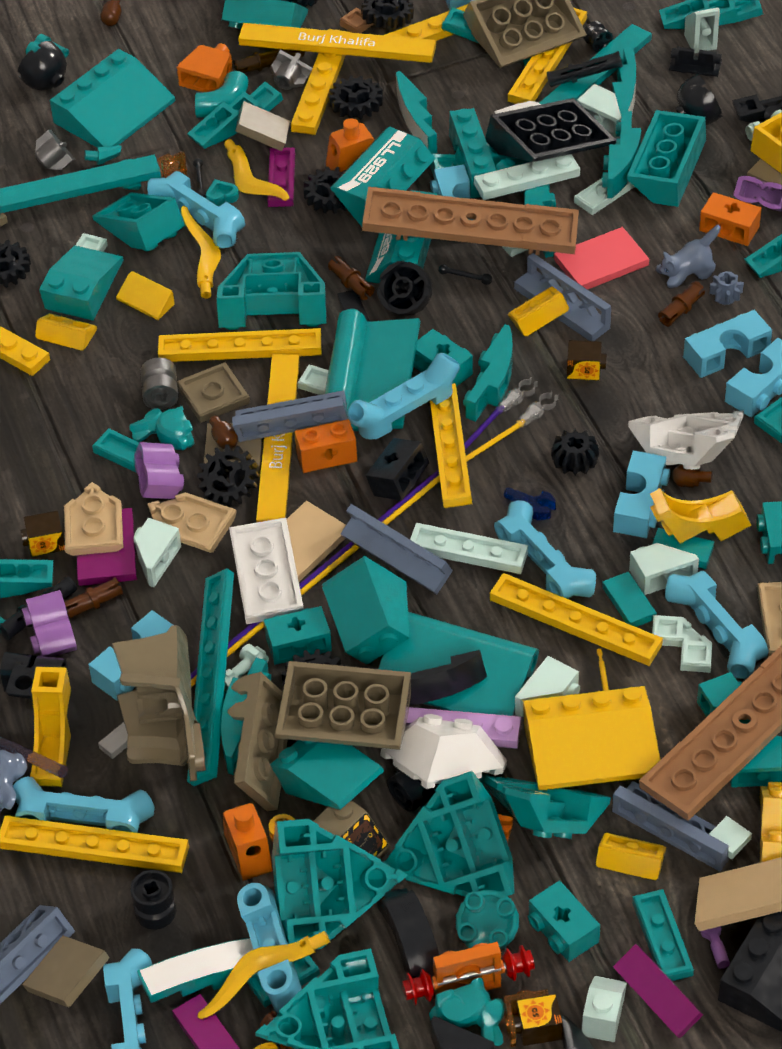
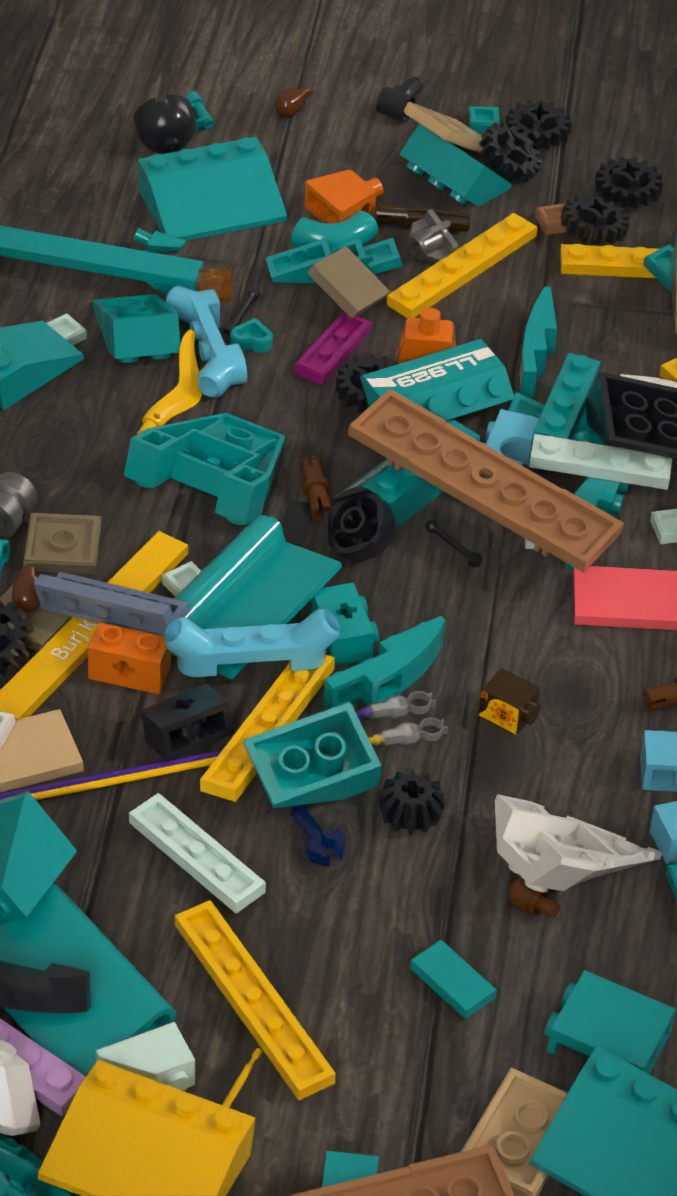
camera: 25 degrees right, 5 degrees down
(52, 152) = (104, 215): flat silver piece -> none
(145, 295) = (76, 408): yellow slope -> none
(239, 344) = (132, 505): yellow plate -> none
(243, 176) = (289, 335): yellow piece -> none
(337, 42) = (508, 230): yellow tile -> none
(356, 97) = (483, 297): black gear -> none
(396, 550) = (107, 813): sand blue fence -> none
(502, 451) = (315, 759): none -> teal slope
(539, 311) = (501, 622): yellow slope -> none
(560, 576) = (274, 942): medium azure plate -> none
(581, 314) = (542, 623): sand blue fence -> none
(629, 599) = (338, 1009): teal tile -> none
(633, 511) = (431, 909): medium azure arch -> none
(656, 562) = (405, 988): light aqua slope -> none
(686, 519) = (469, 943): yellow arch -> none
(695, 649) = (373, 1106): light aqua tile -> none
(744, 644) = (426, 1042): medium azure plate -> none

